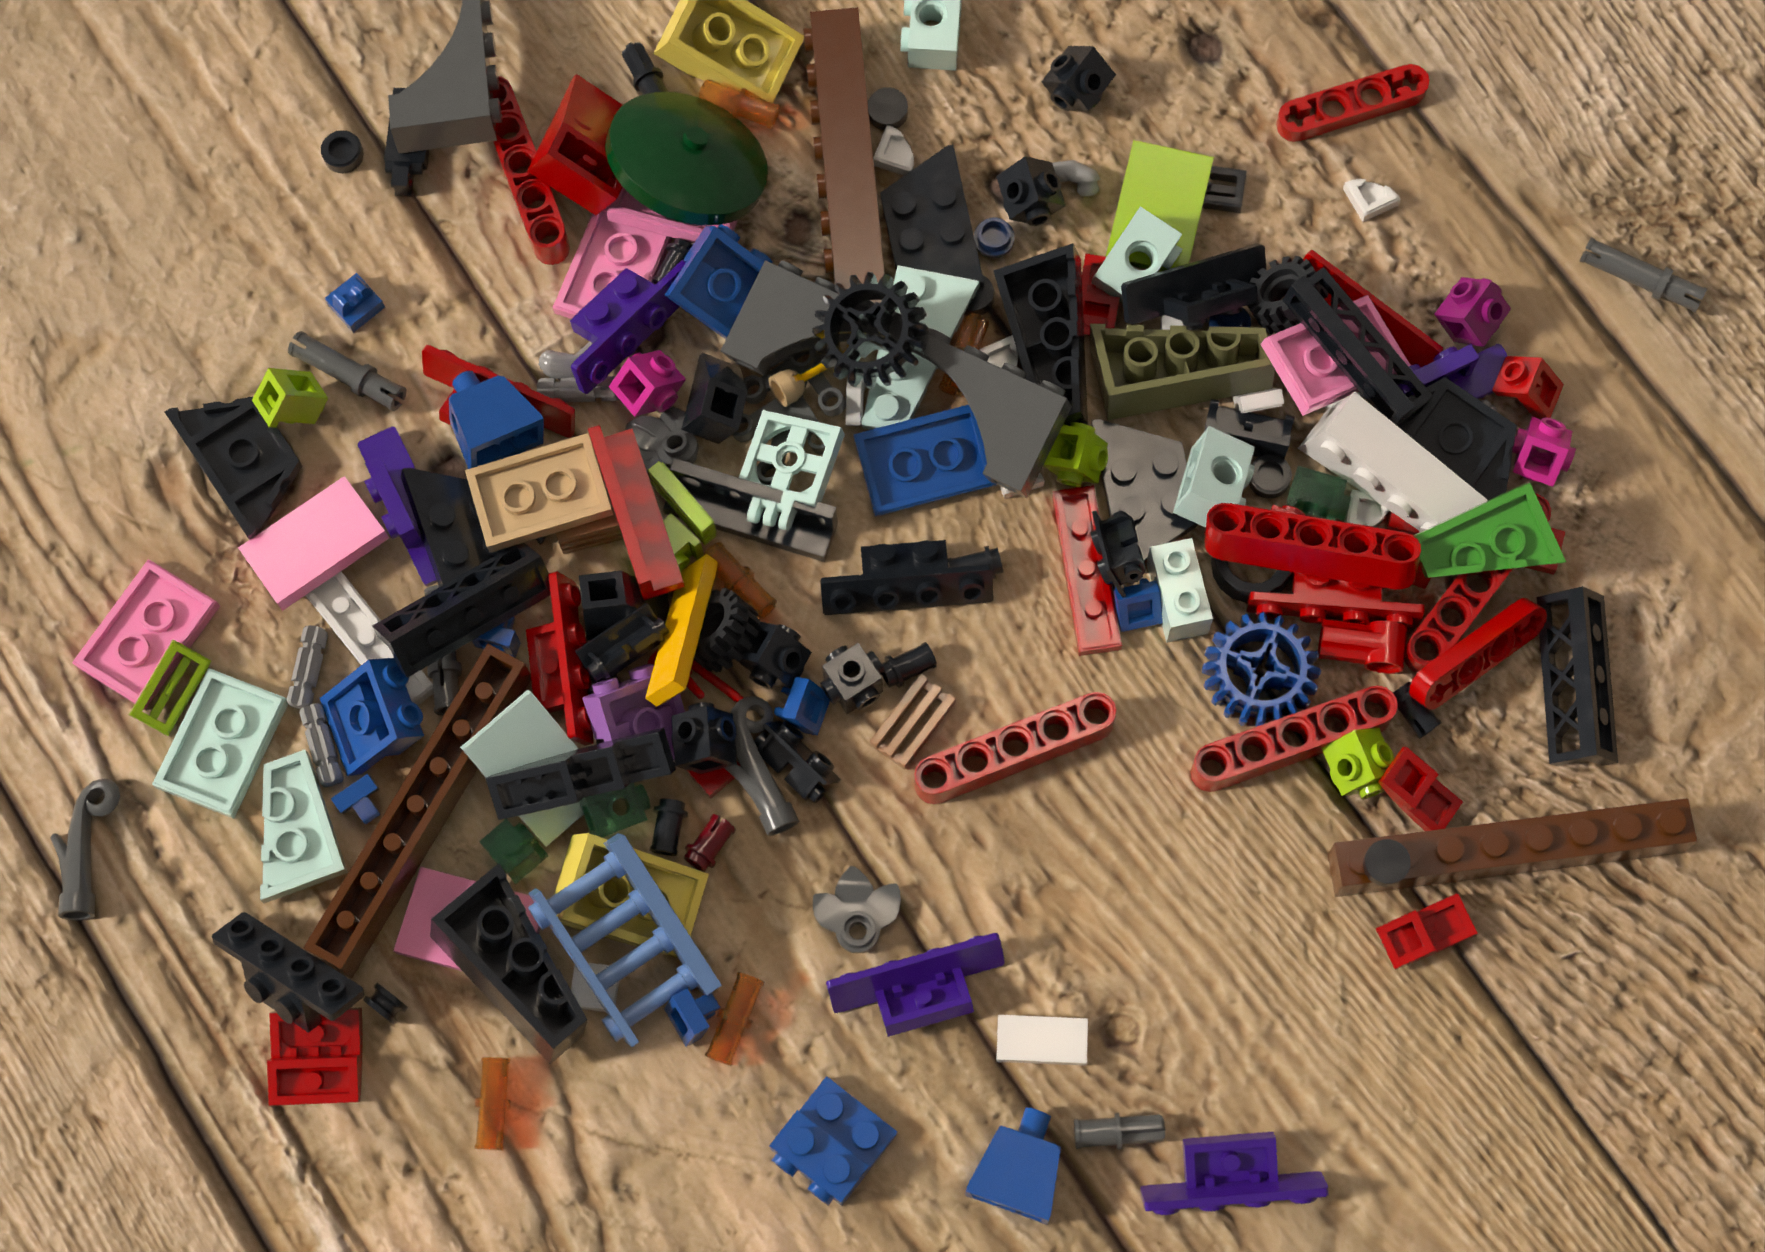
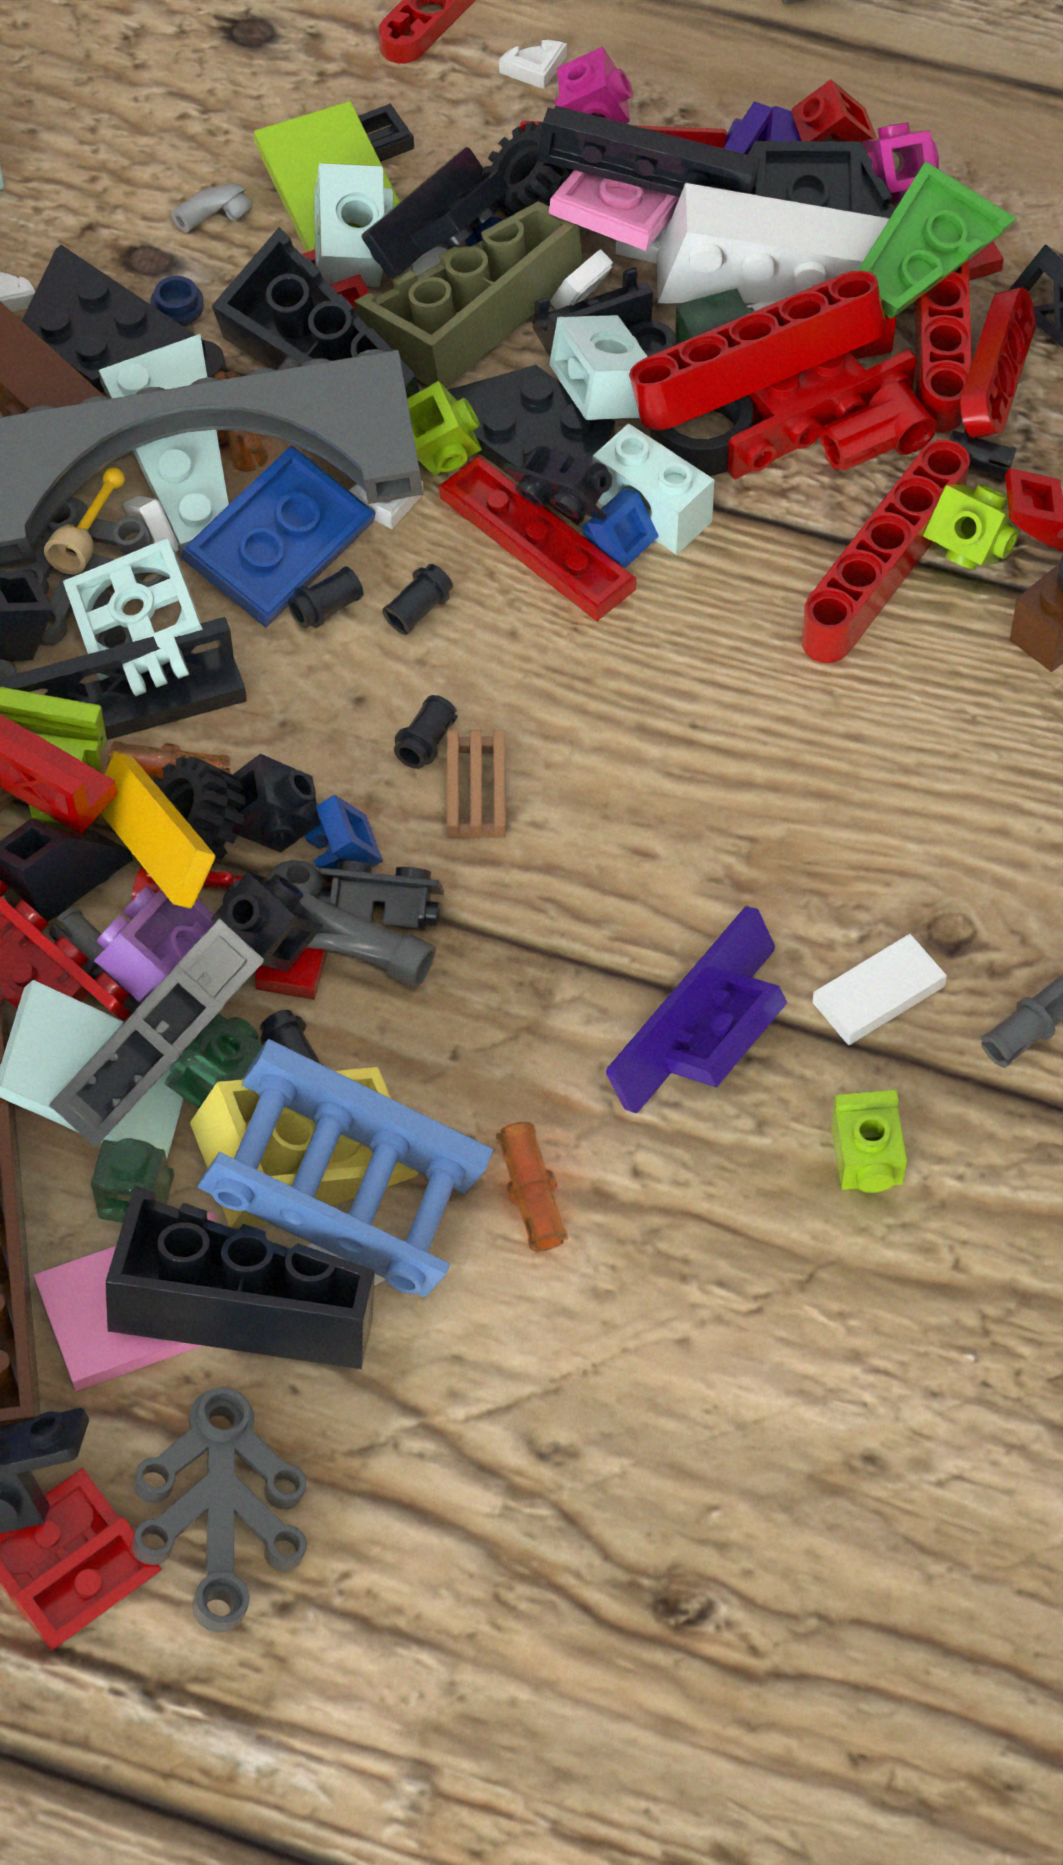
camera: 40 degrees left, 15 degrees down
(385, 1003) = (110, 1441): black bush -> none
(416, 1084) = (220, 1496): none -> dark grey plant
(492, 1103) = (326, 1459): clear orange pin -> none
(622, 644) = (95, 885): black hinge -> none
(691, 1015) = (479, 1213): blue tile -> none
(708, 843) = (353, 1034): dark red pin -> none
(831, 1142) = (746, 1237): blue plate -> none
(854, 905) = (568, 993): dark grey plate -> none
(856, 691) = (378, 773): black brick -> none
(861, 344) = (108, 389): black gear -> none
(906, 579) = (355, 655): black bracket -> none
(920, 525) = (313, 604): none -> black pin
(952, 1120) = (868, 1140): none -> lime brick
(1019, 1169) = (971, 1122): blue torso -> none
(1029, 732) = (659, 669): red beam -> none
(1031, 191) = (184, 233): black brick -> none
(1078, 78) = (148, 112): black brick -> none
(1245, 664) = (796, 509): blue gear -> none
(1379, 257) = (594, 87): none -> dark pink brick
(1473, 311) = (724, 85): magenta brick -> none

